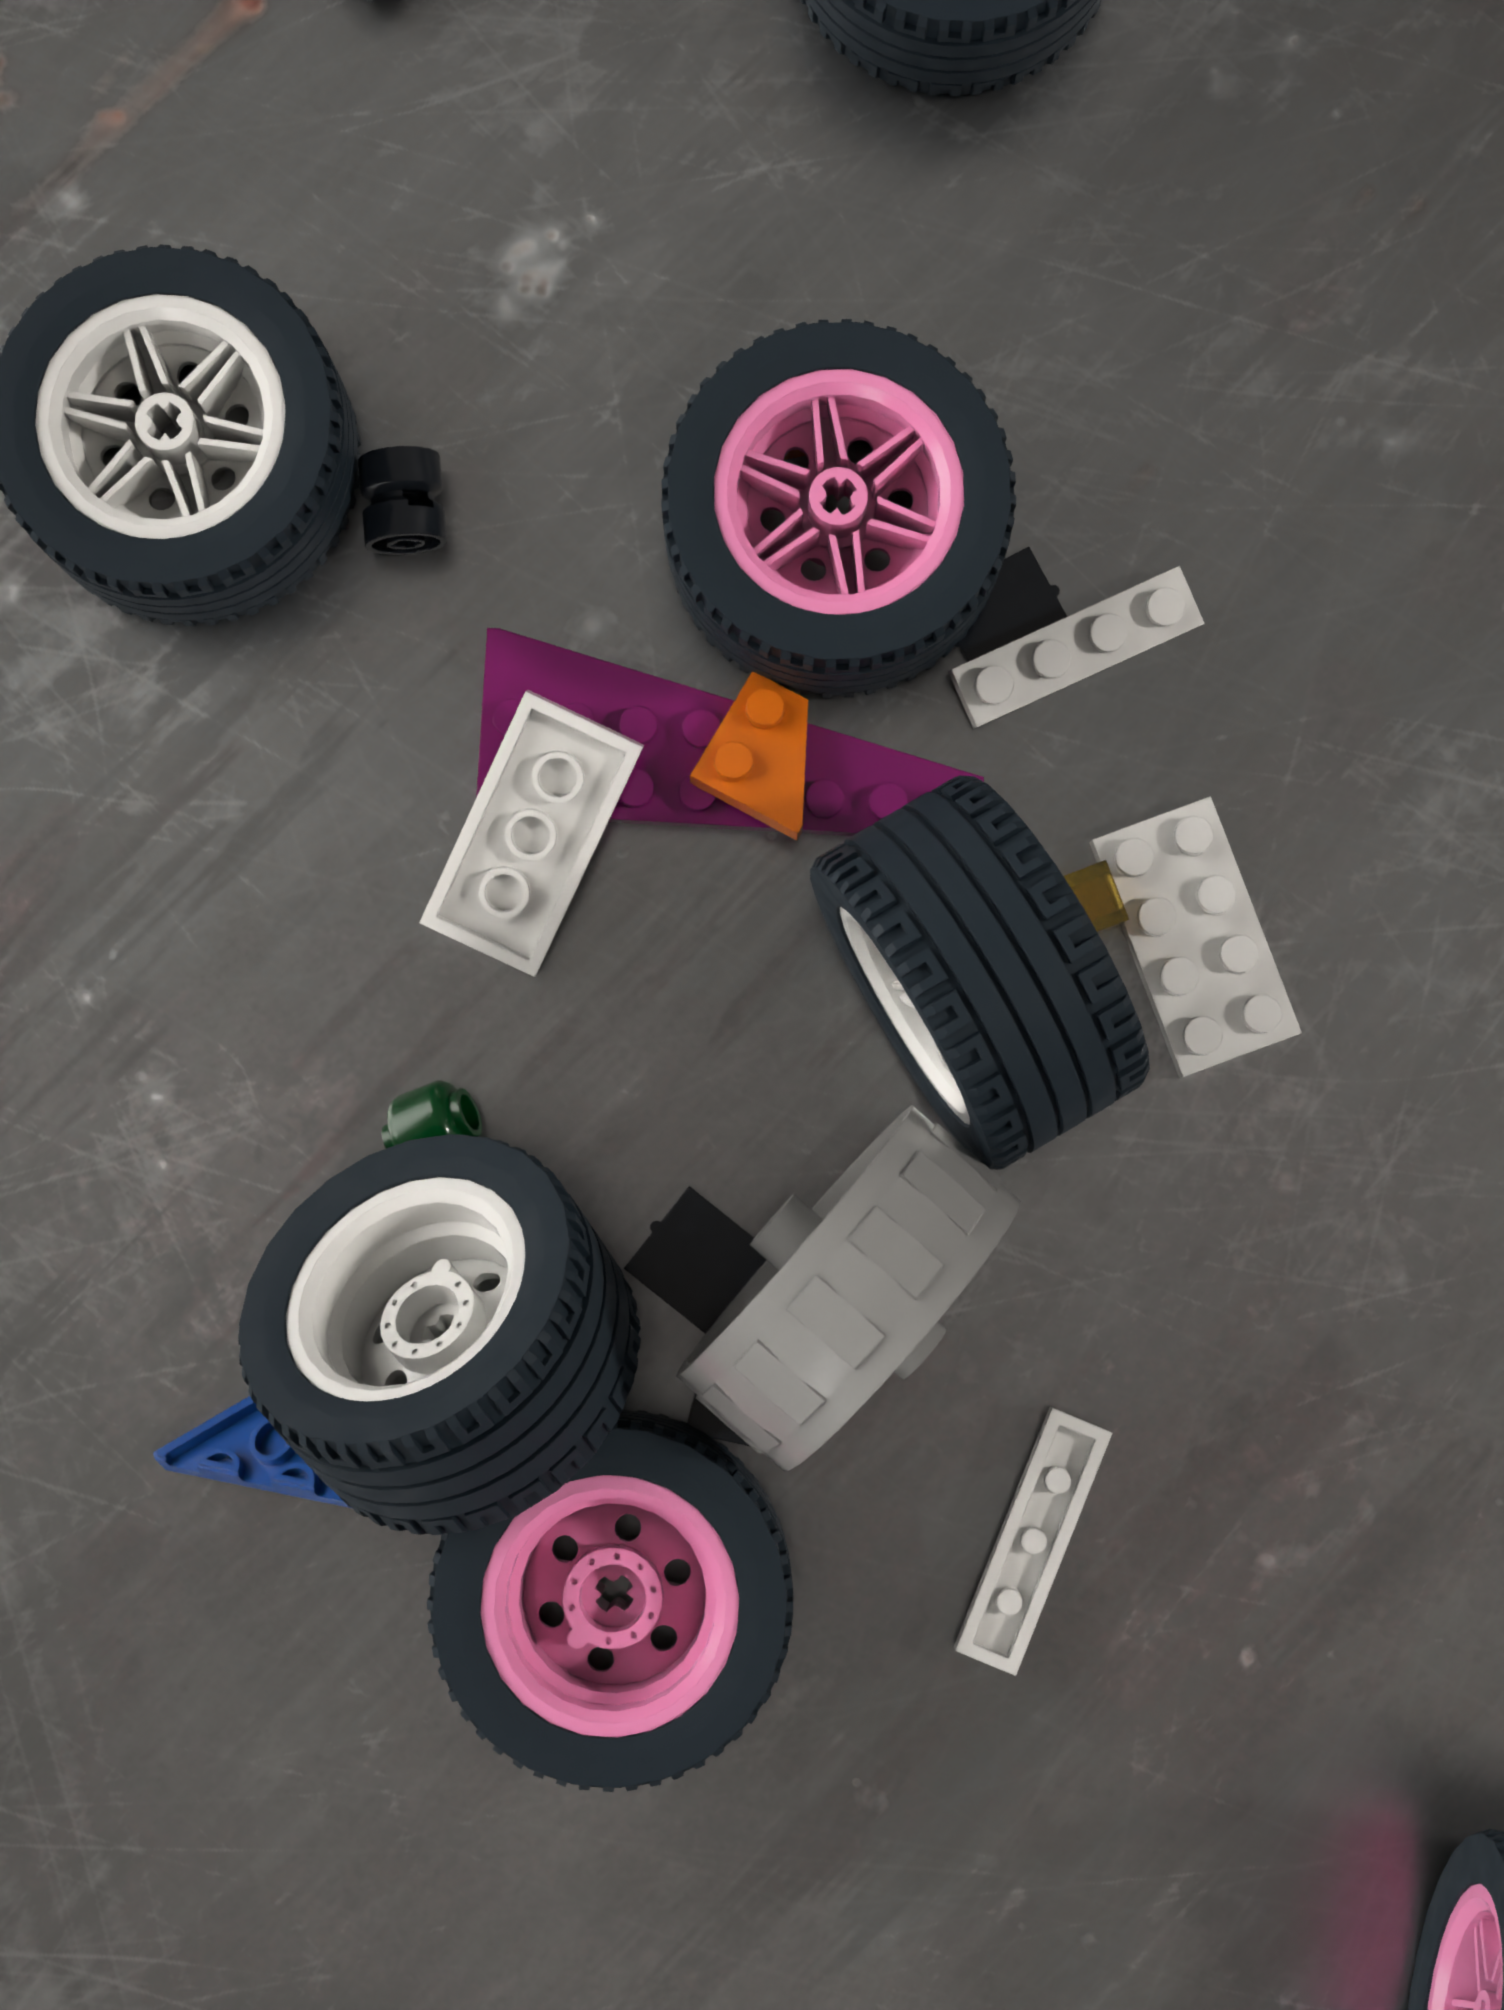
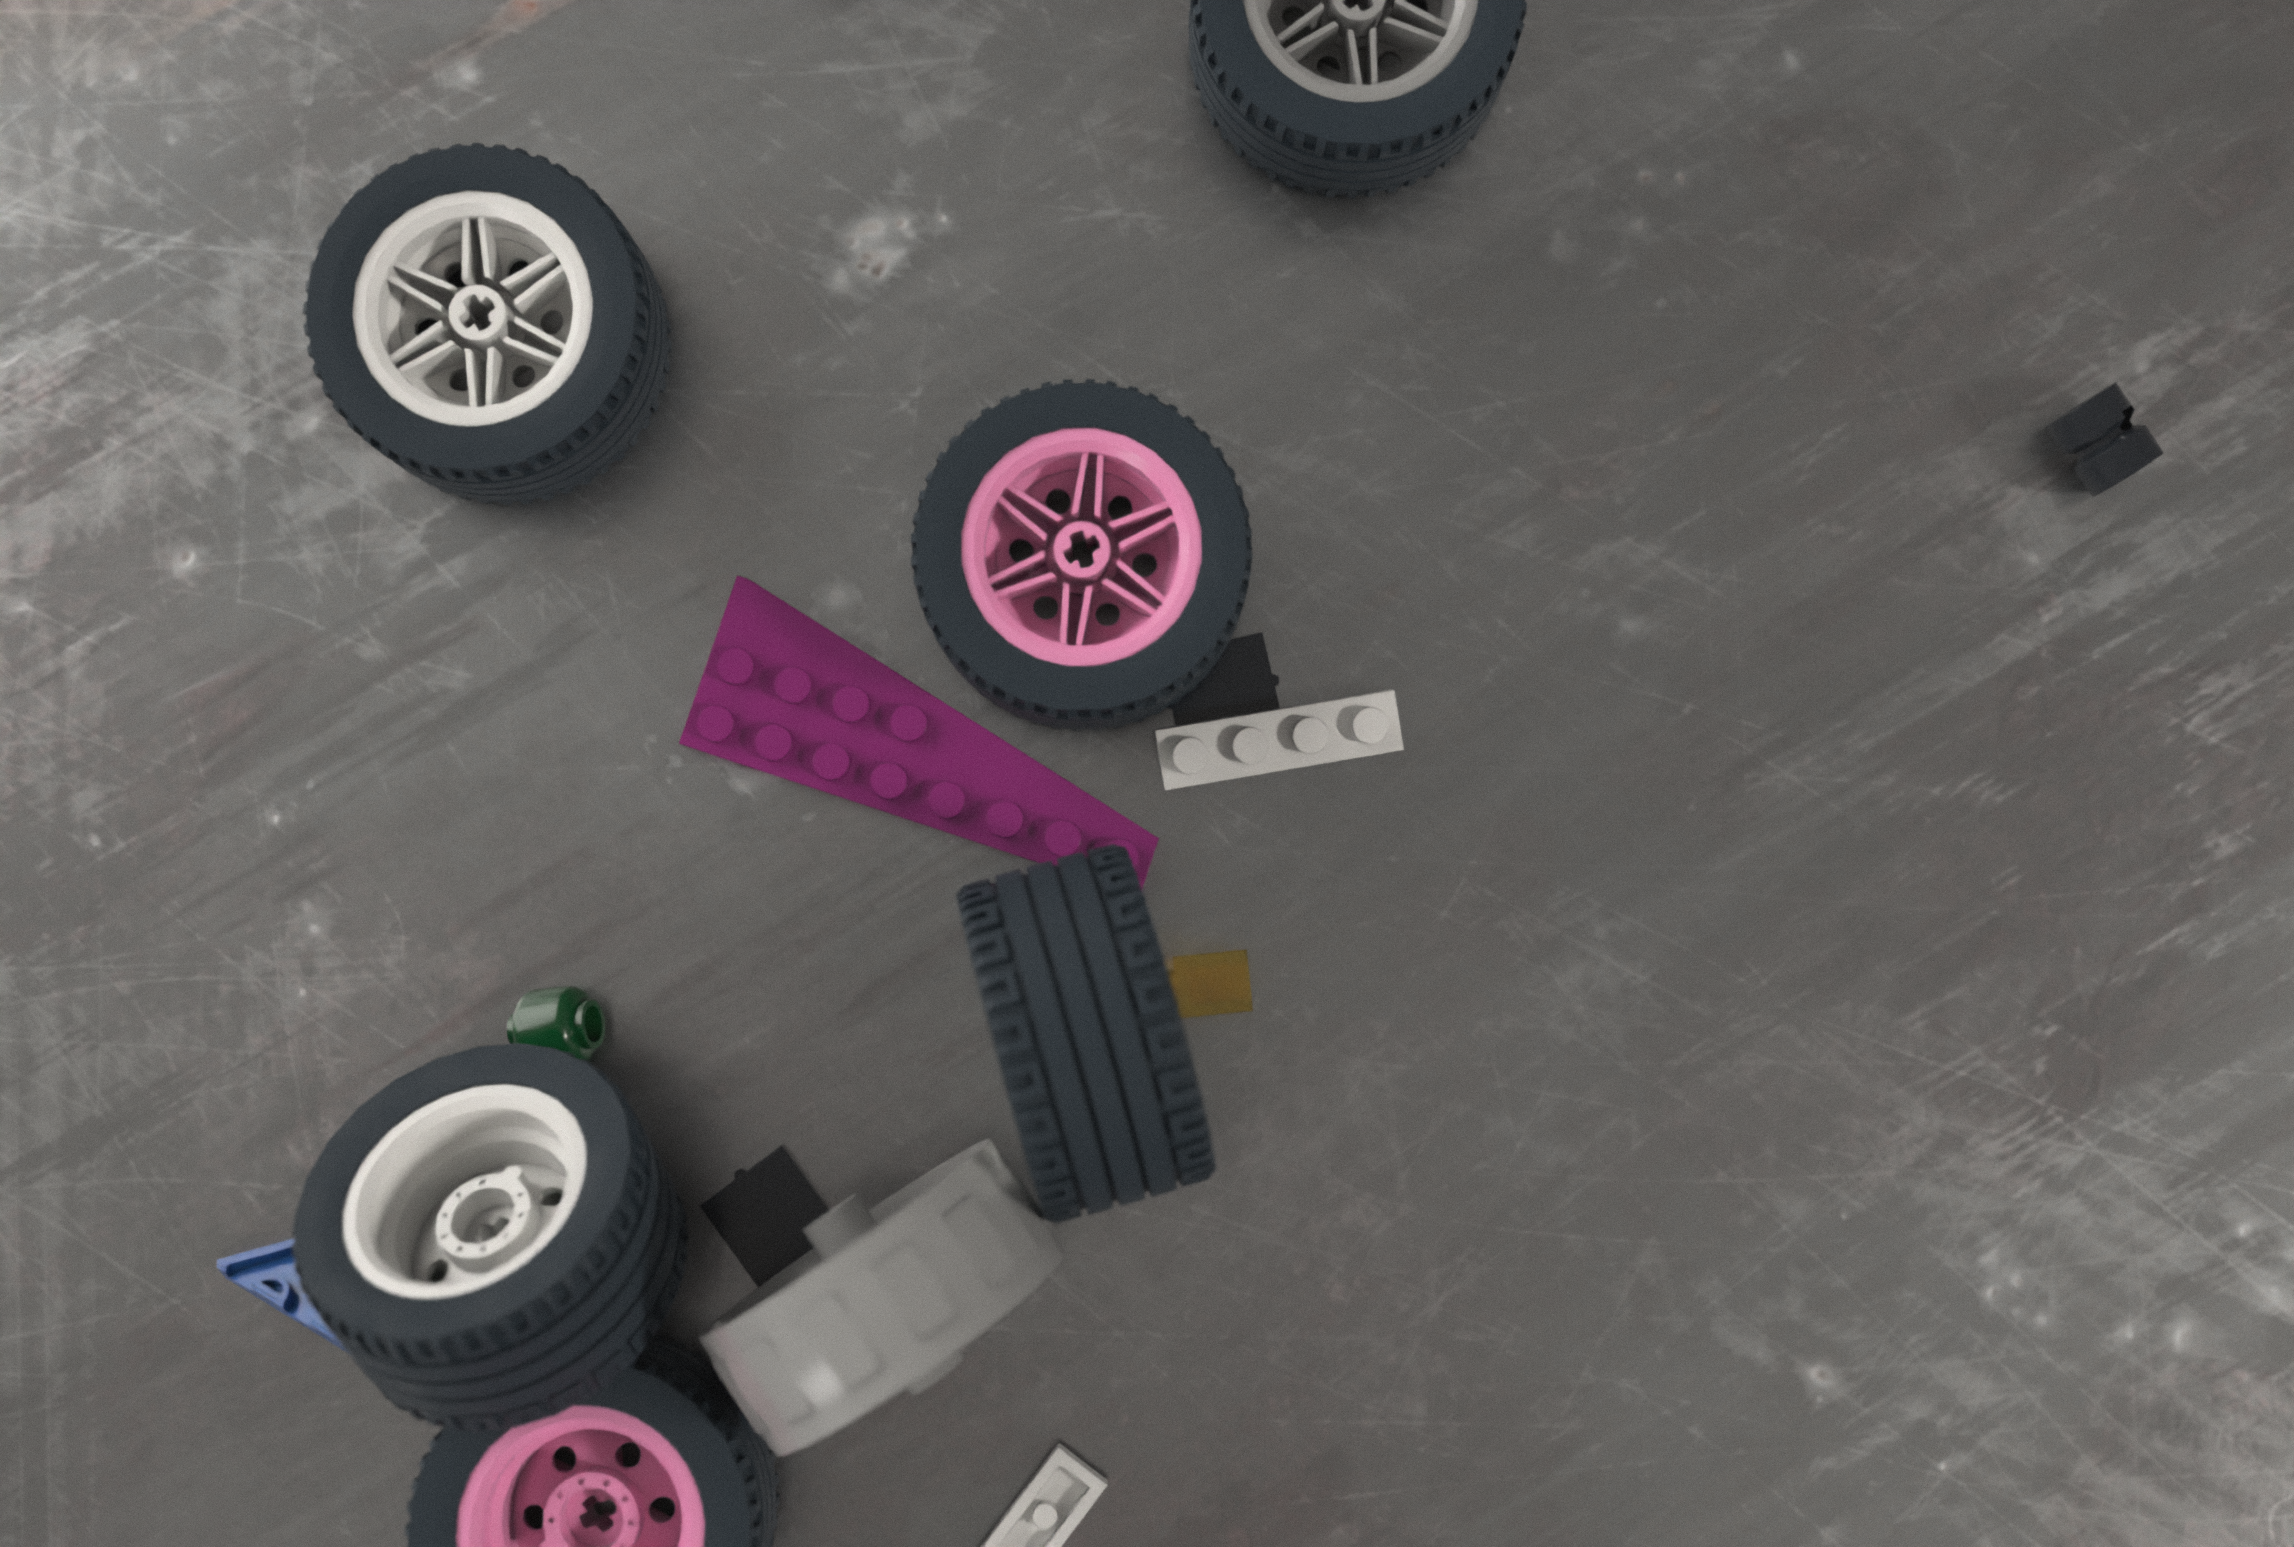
camera: 10 degrees right, 0 degrees up
(402, 495) = (685, 416): black wheel -> none
(531, 833) = (721, 780): white plate -> none
(760, 756) = (954, 764): orange wing -> none
(1196, 938) = (1315, 1041): white plate -> none

